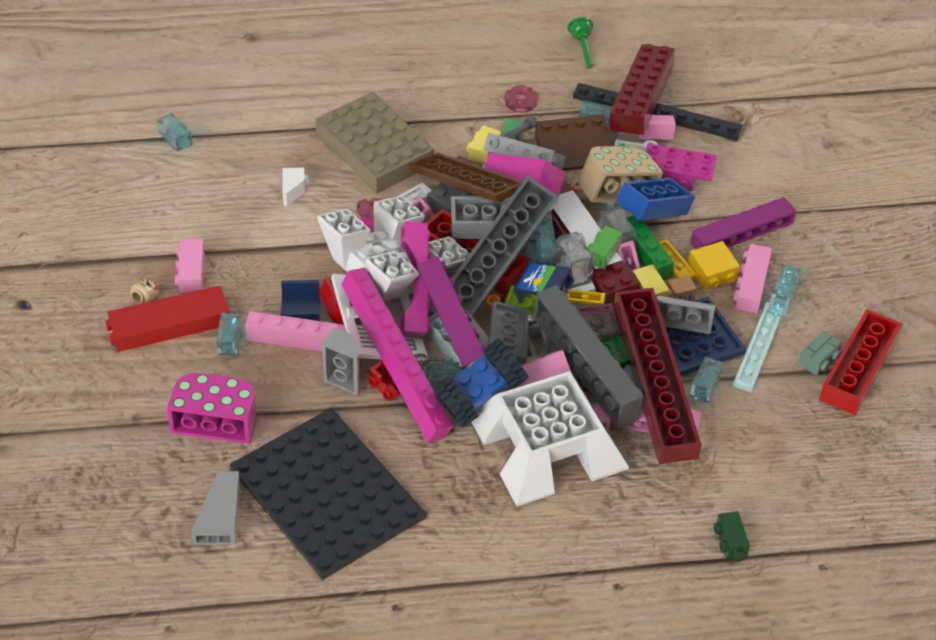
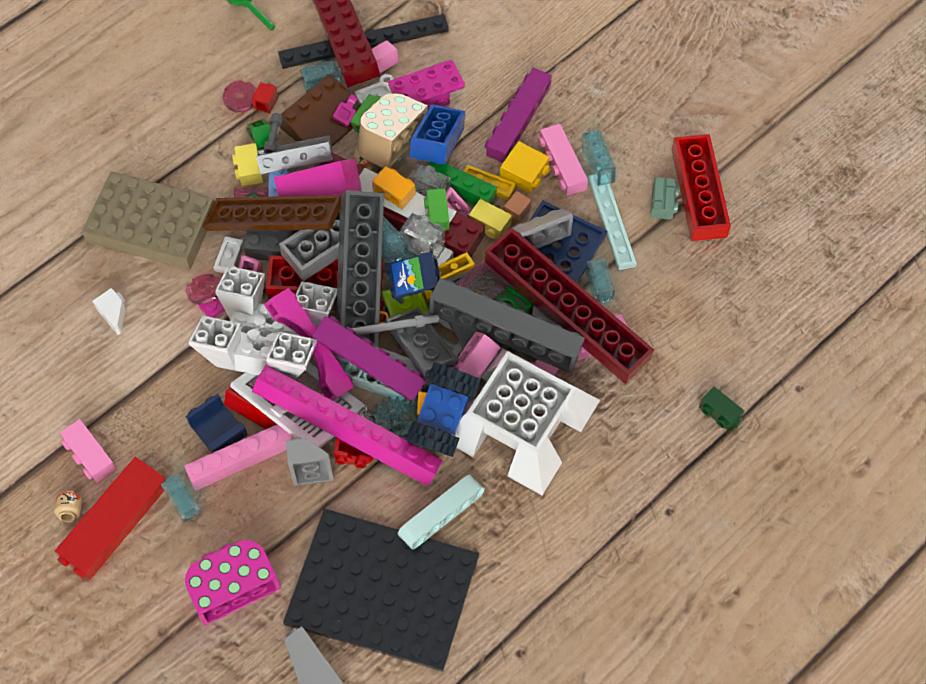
camera: 35 degrees left, 15 degrees up
(420, 462) = (440, 512): none -> light aqua beam
(519, 315) = (418, 321): none -> light grey bar
(539, 106) = (265, 97): none -> red brick
(582, 212) = (394, 186): none -> light orange brick
(587, 145) = (344, 111): none -> dark pink plate

